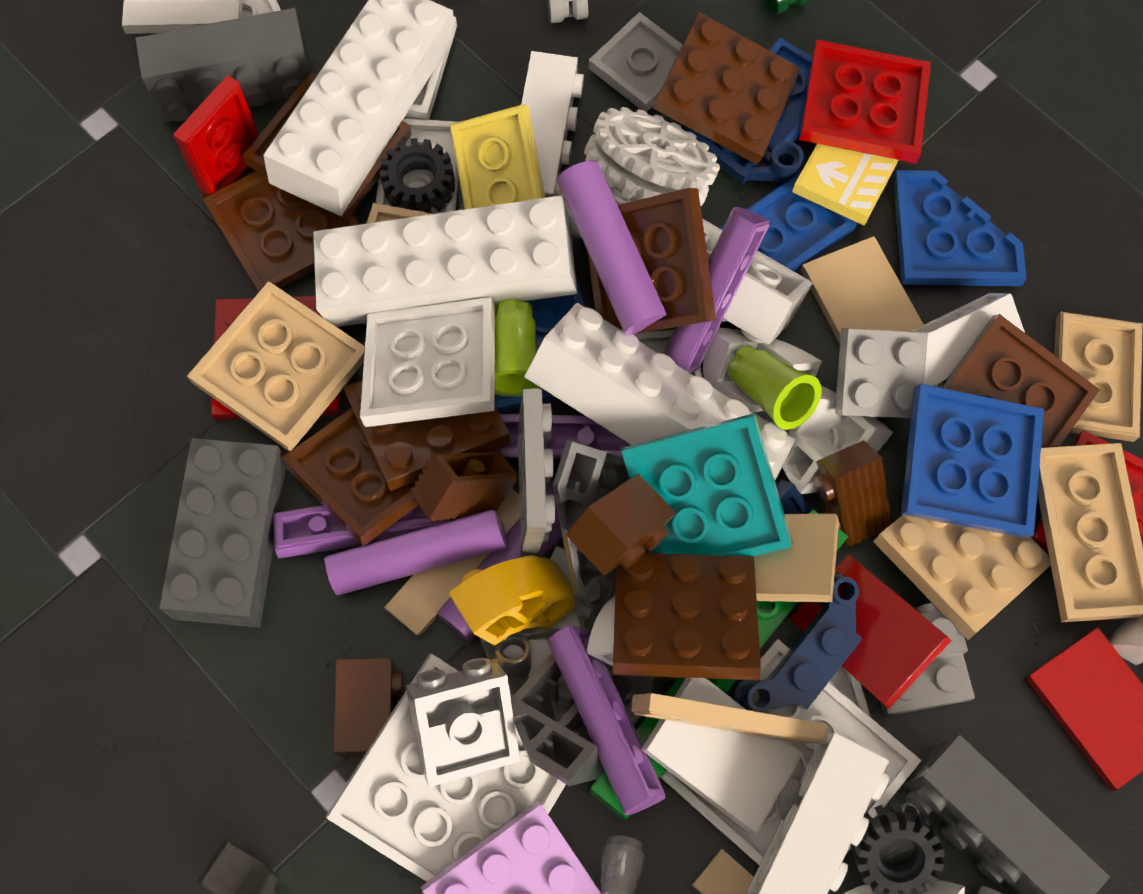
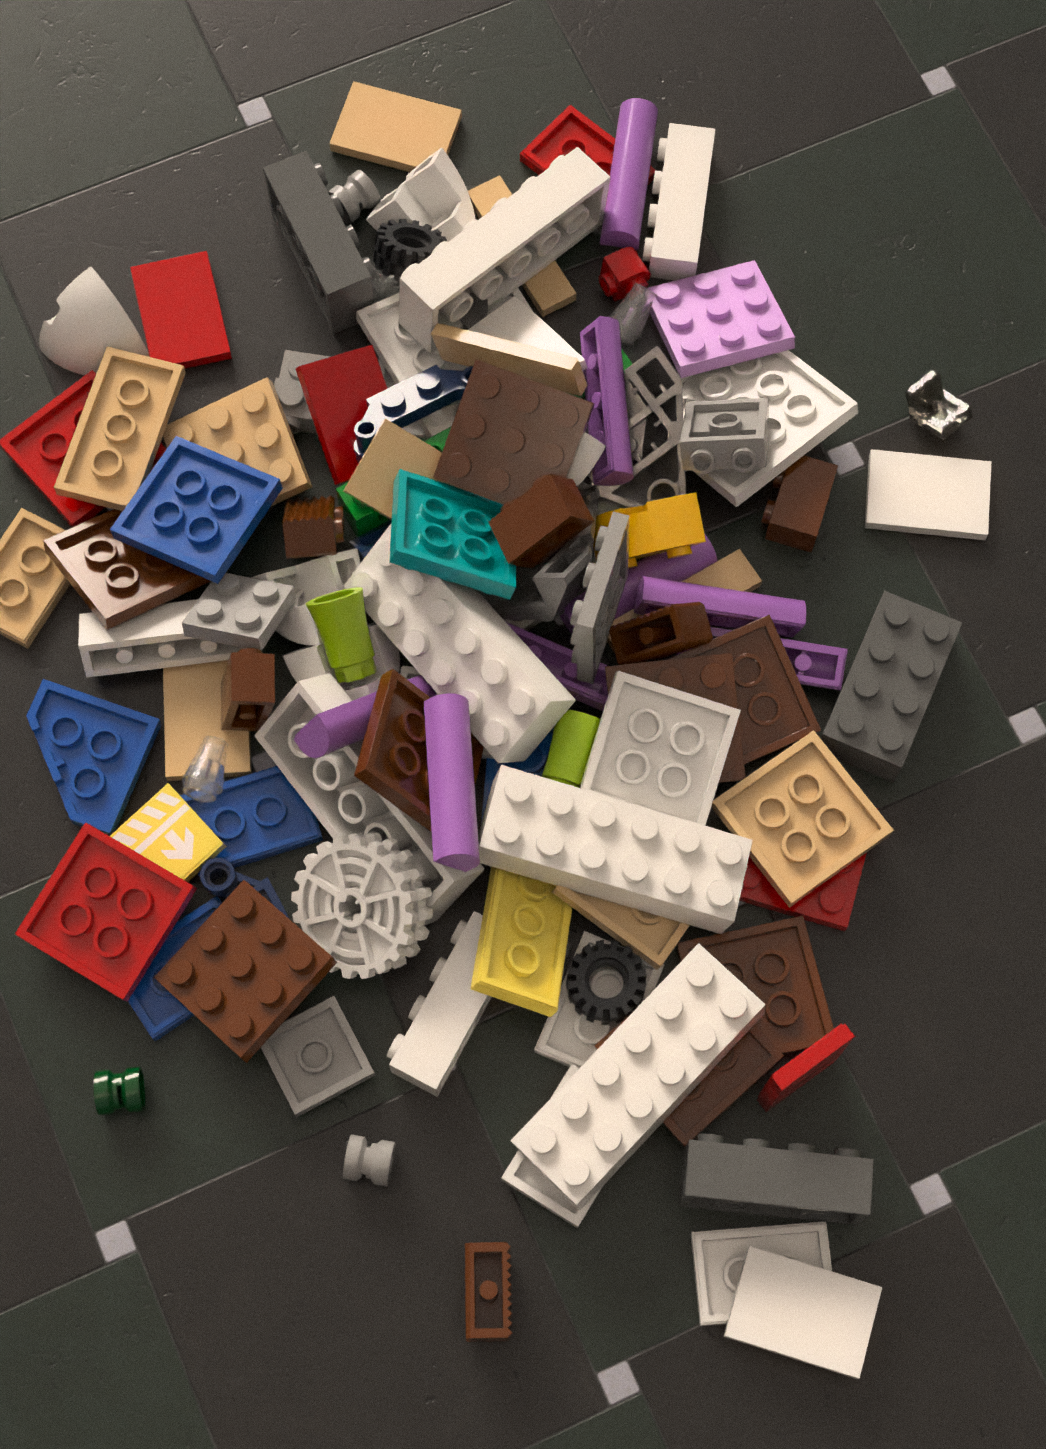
camera: 160 degrees left, 0 degrees up
(230, 773) = (928, 494): none -> white tile
(836, 300) = (247, 690): none -> reddish brown brick
(839, 239) = (206, 771): none -> clear cone

